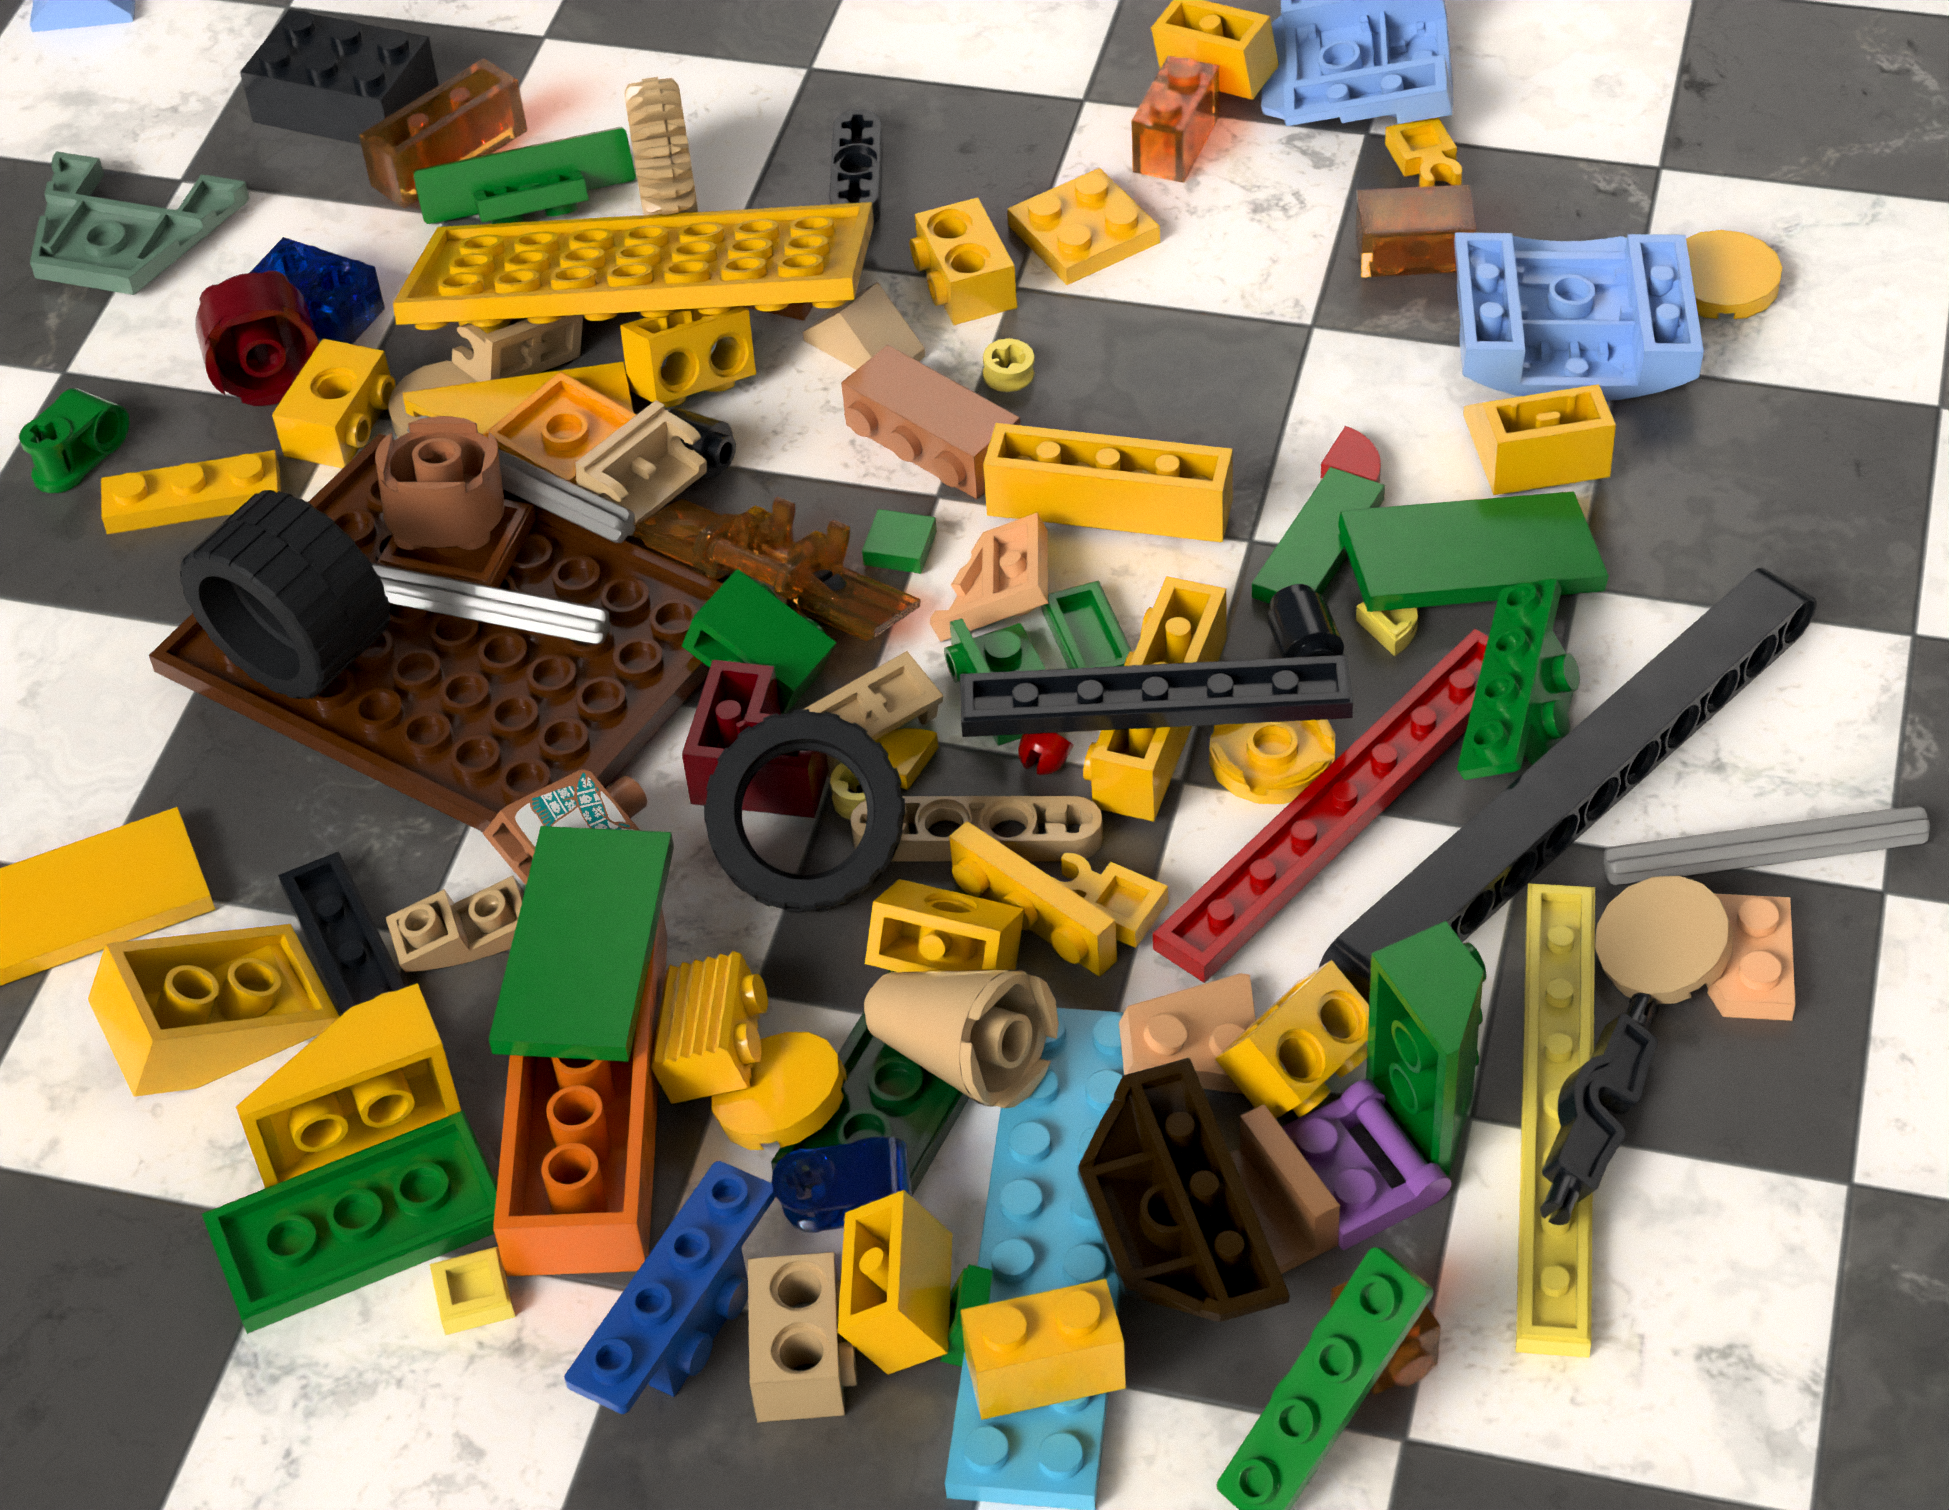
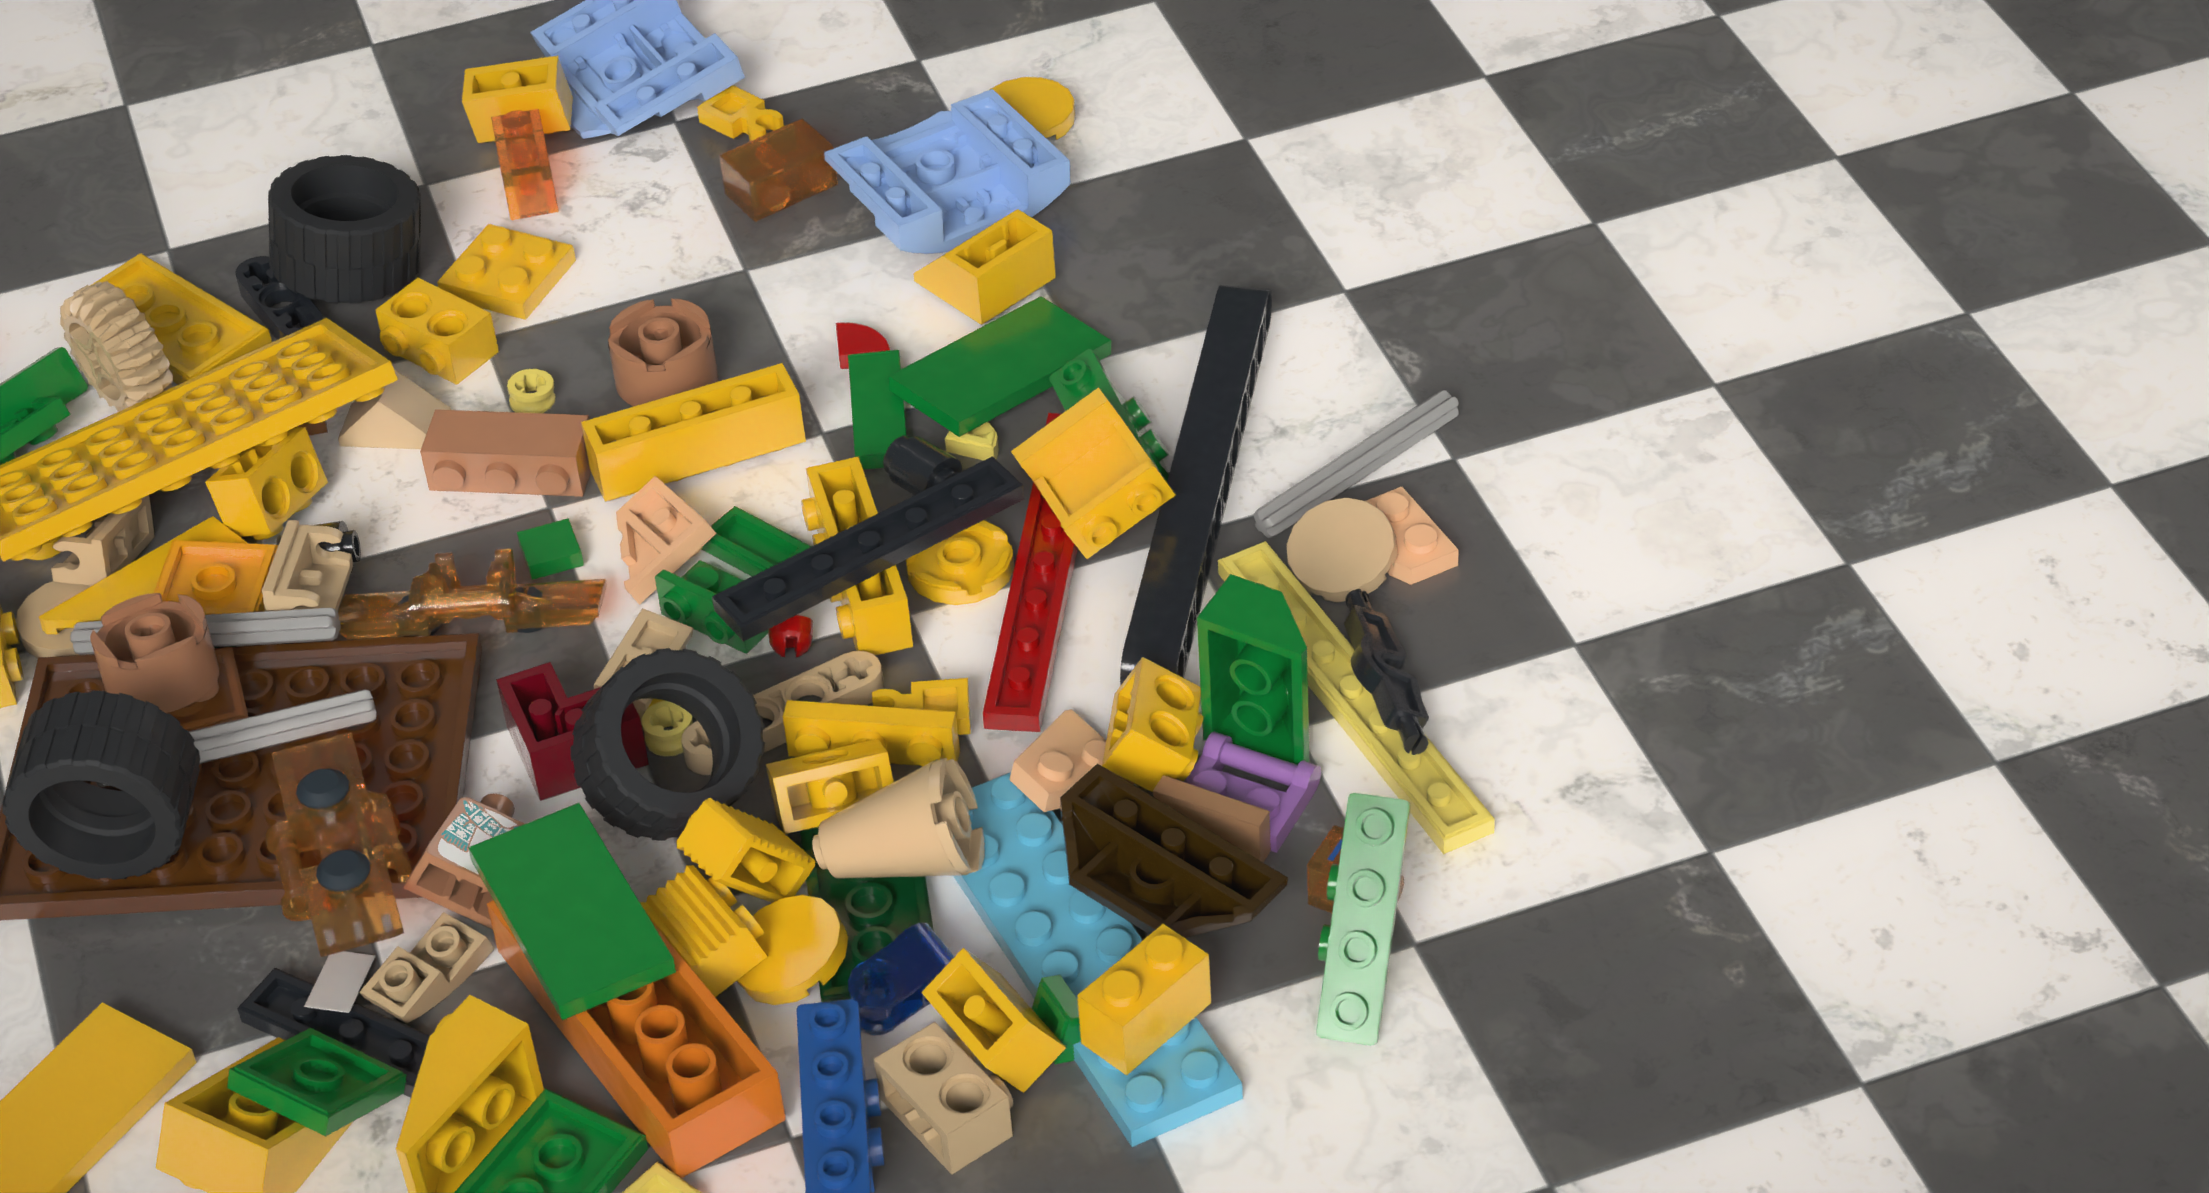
camera: 35 degrees left, 5 degrees down
(264, 989) = (317, 1081): none -> green tile
(380, 896) = (340, 981): none -> white sticker
(473, 743) = (357, 838): none -> clear orange piece
(749, 140) = (189, 322): none -> yellow tile
(754, 627) = (501, 644): green brick -> none
(798, 966) = (744, 852): none -> yellow brick
(948, 116) = (344, 229): none -> black tyre
(1144, 382) = (661, 350): none -> nougat brick
(1447, 723) = (1093, 473): none -> yellow panel

